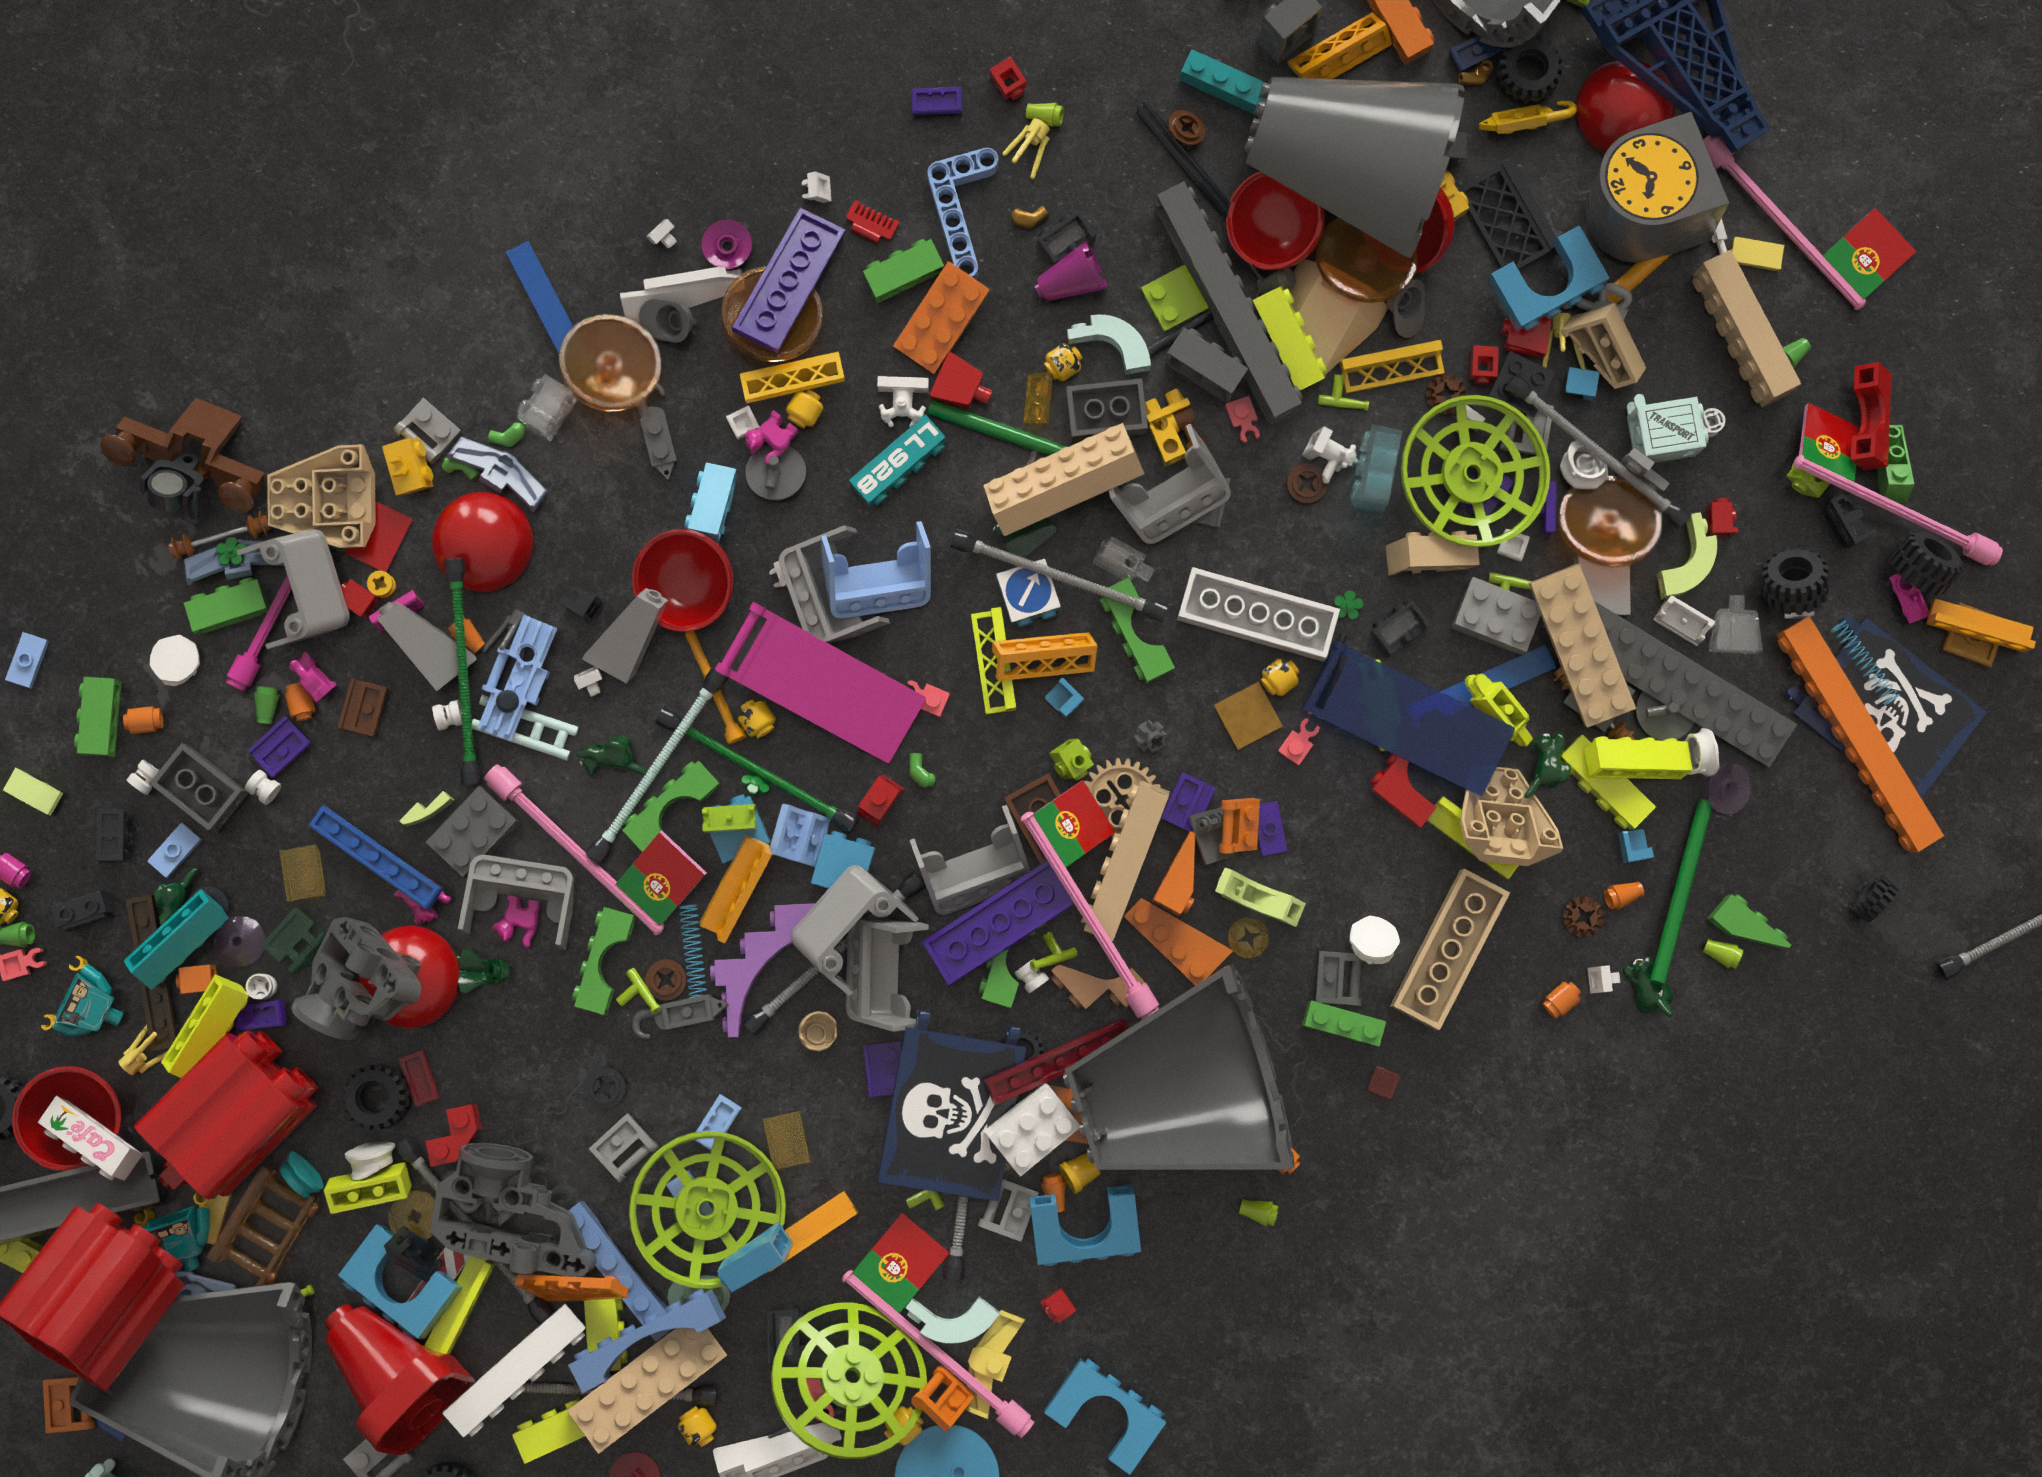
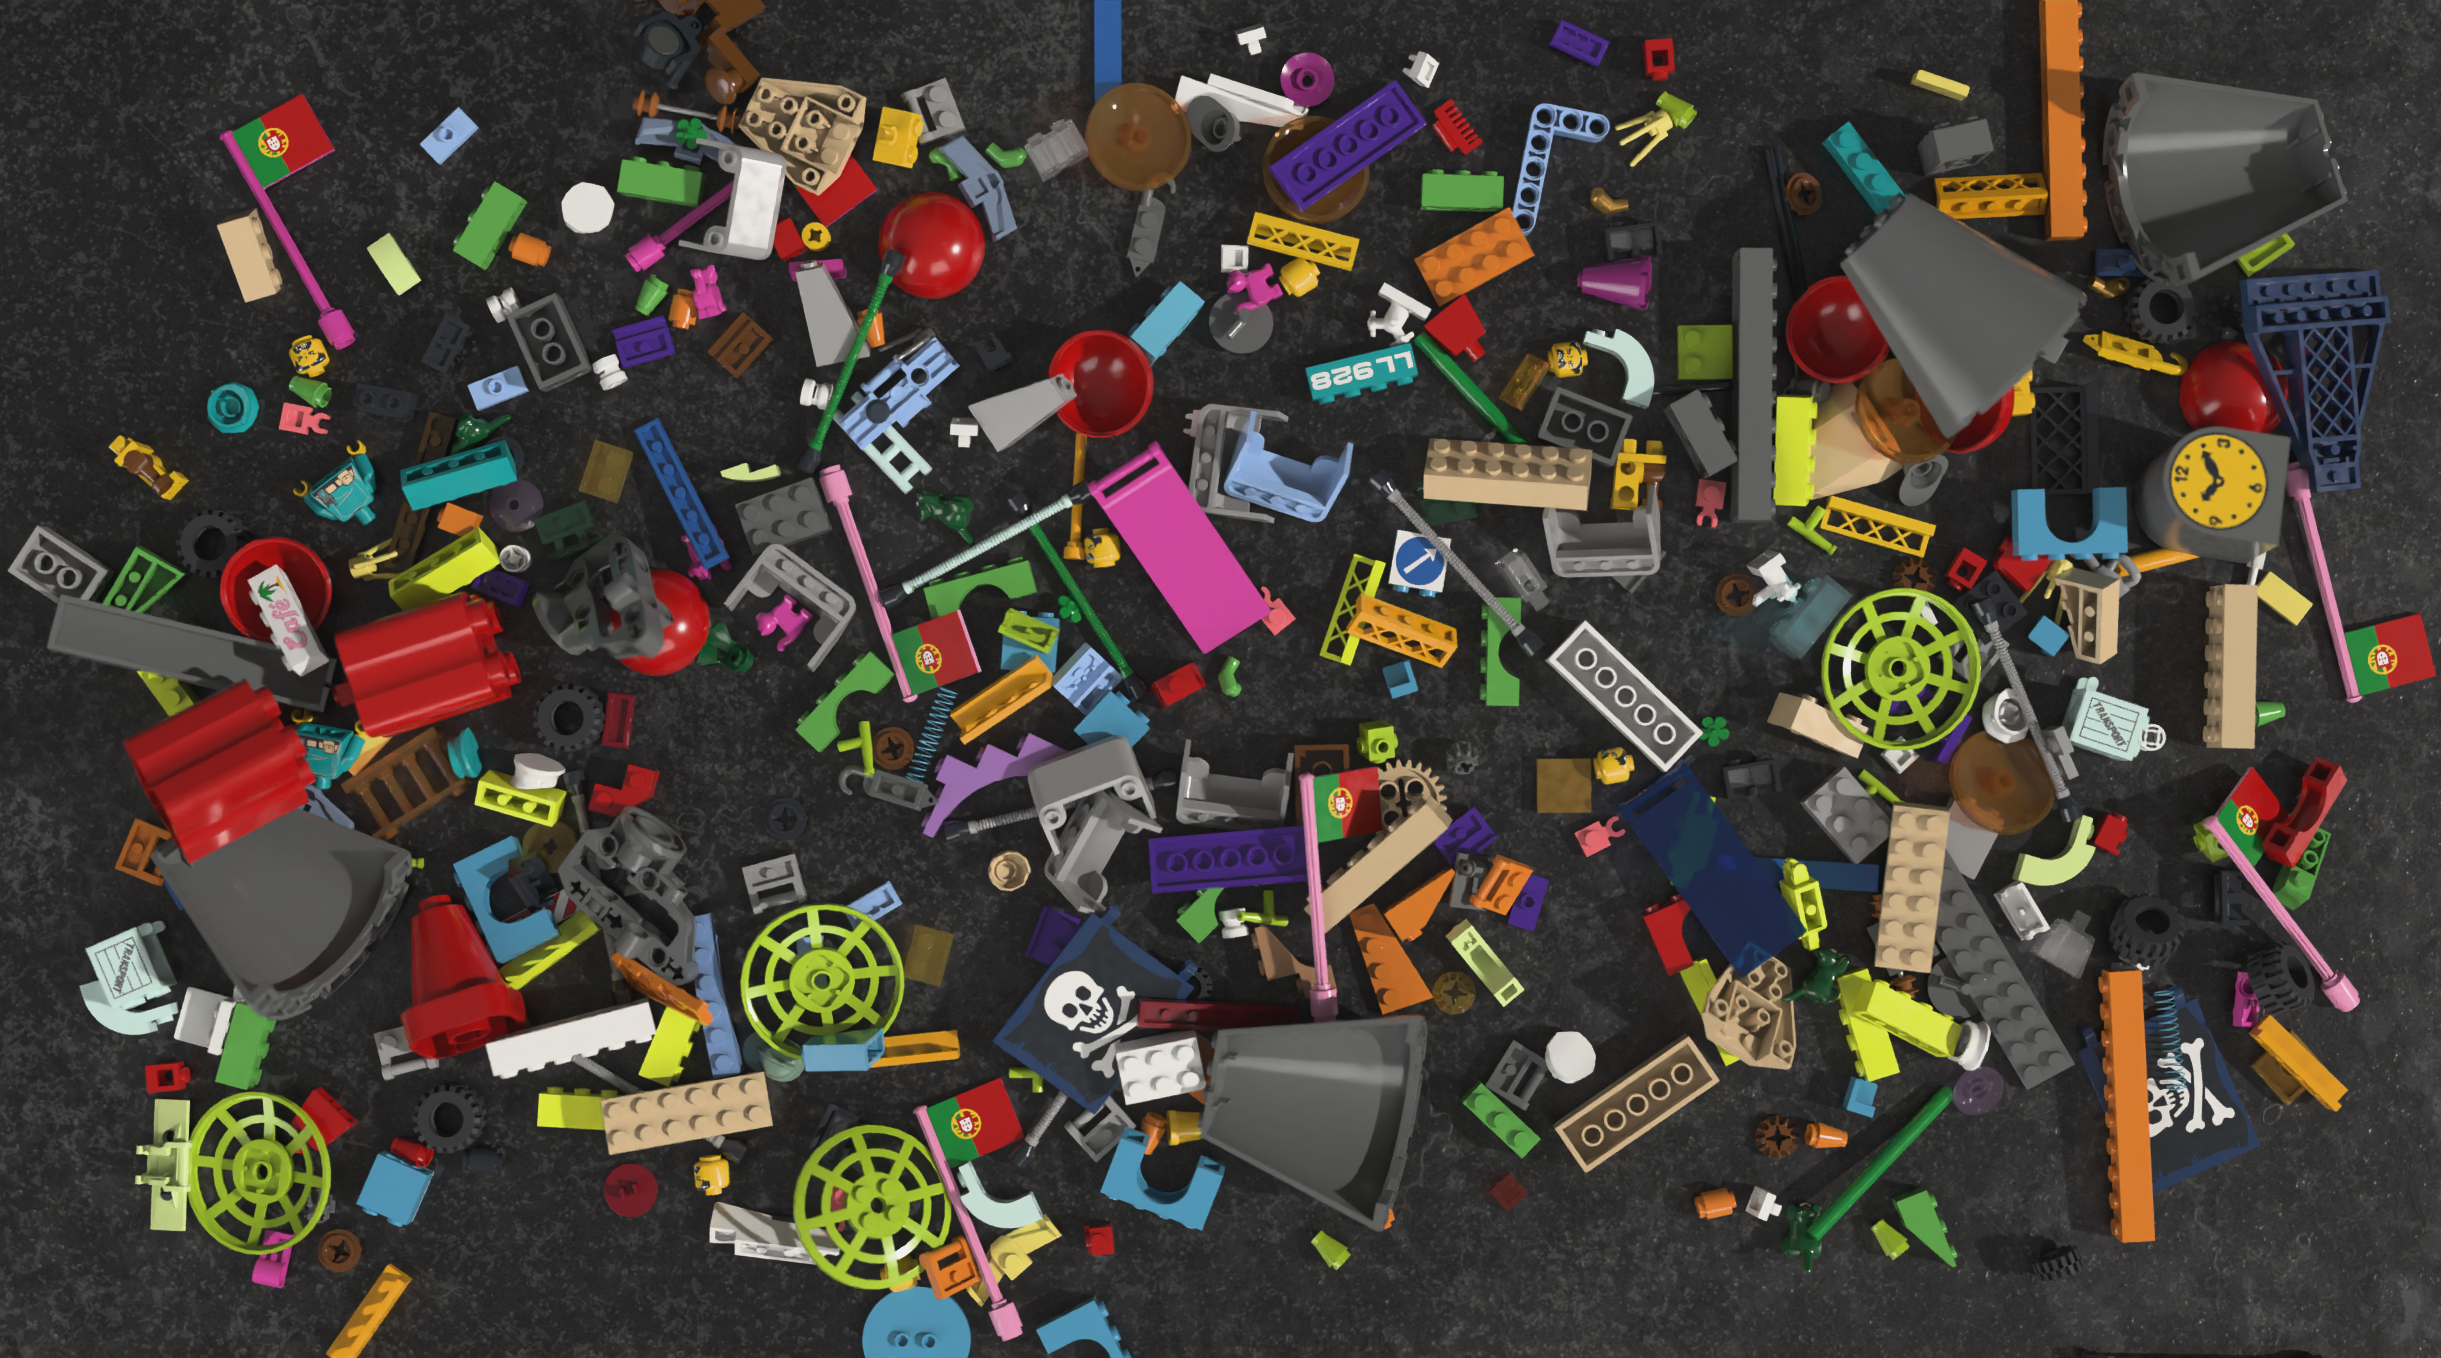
camera: 25 degrees right, 5 degrees up
(595, 1366) = (766, 1074): medium blue arch -> none

